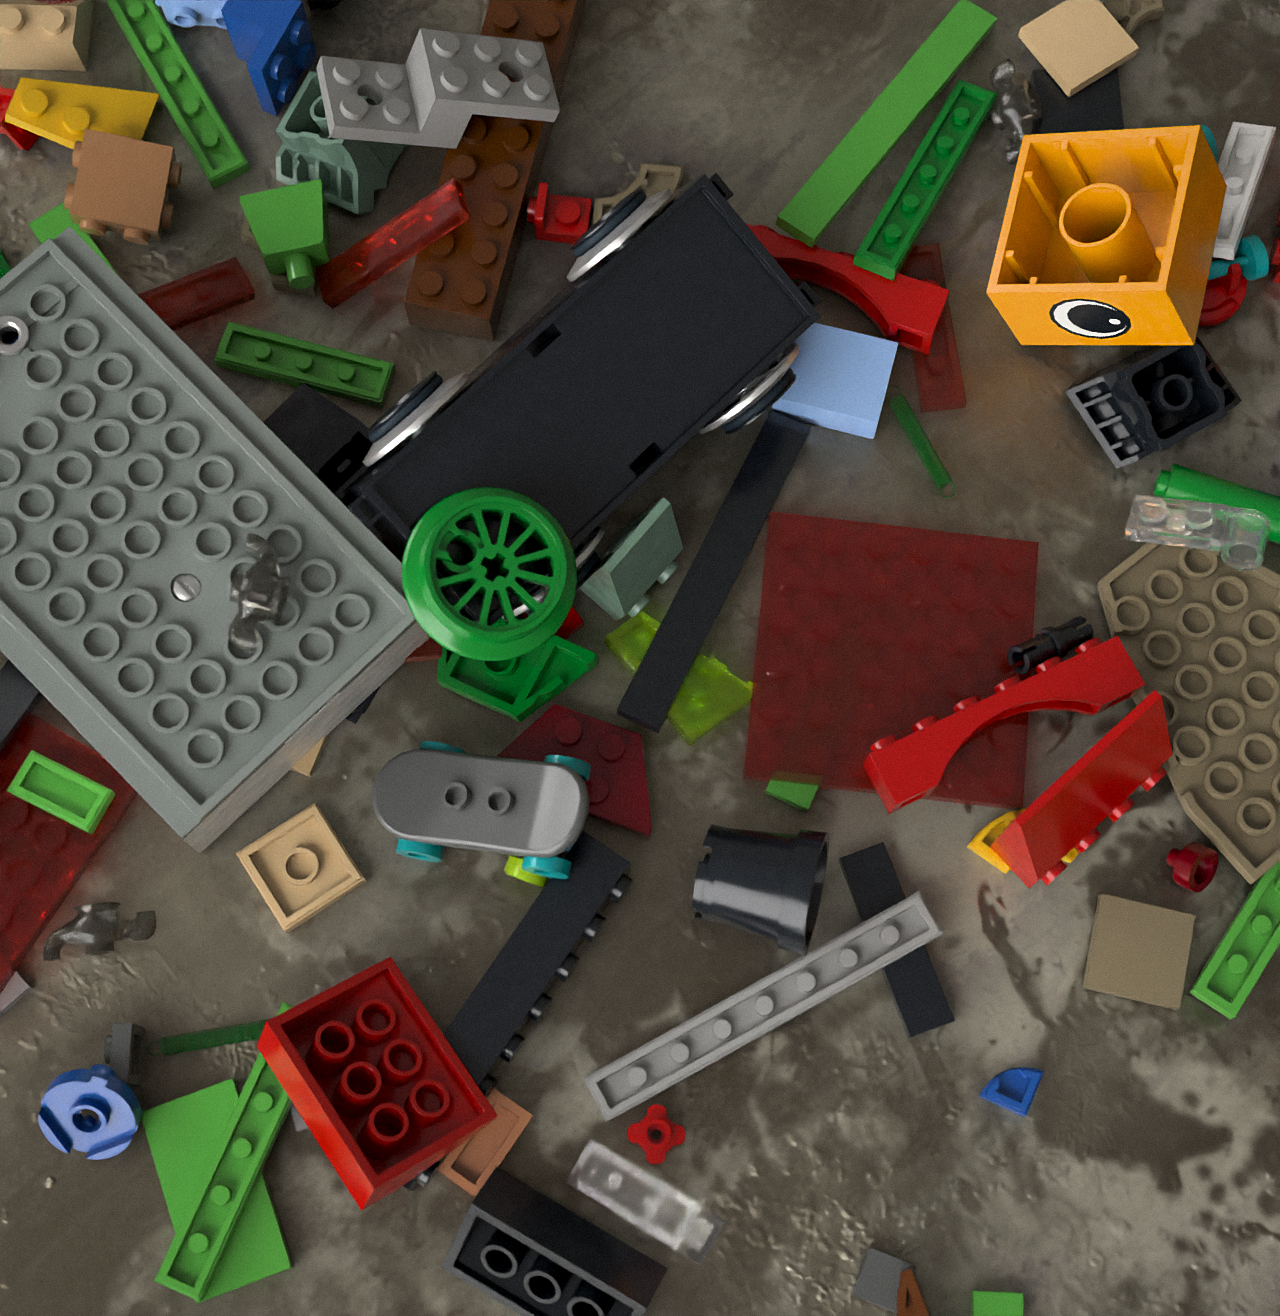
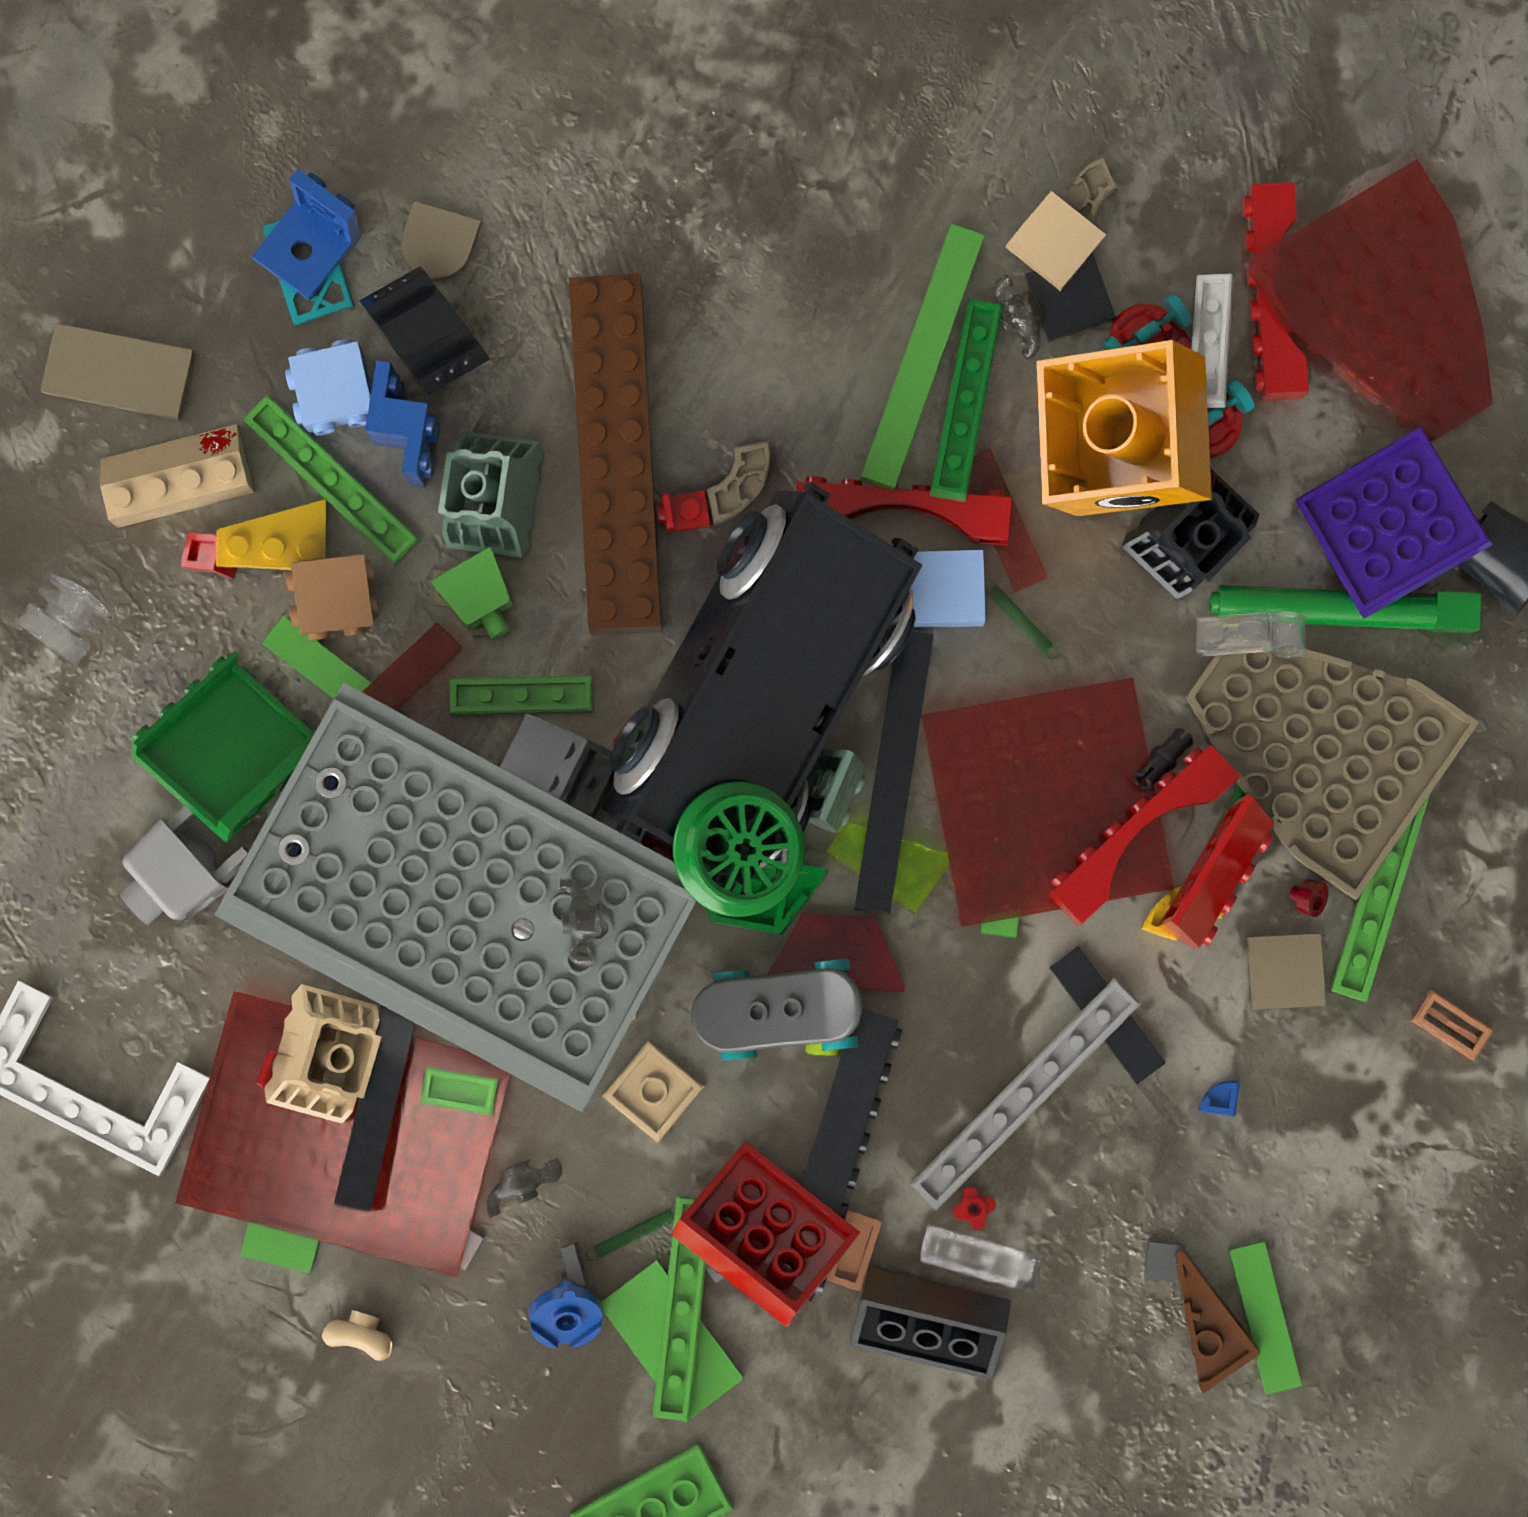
camera: 10 degrees left, 10 degrees up
(393, 243) = (564, 583): clear red tile -> none
(437, 89) = (563, 452): light grey bracket -> none
(763, 883) = (1000, 1007): black piece -> none

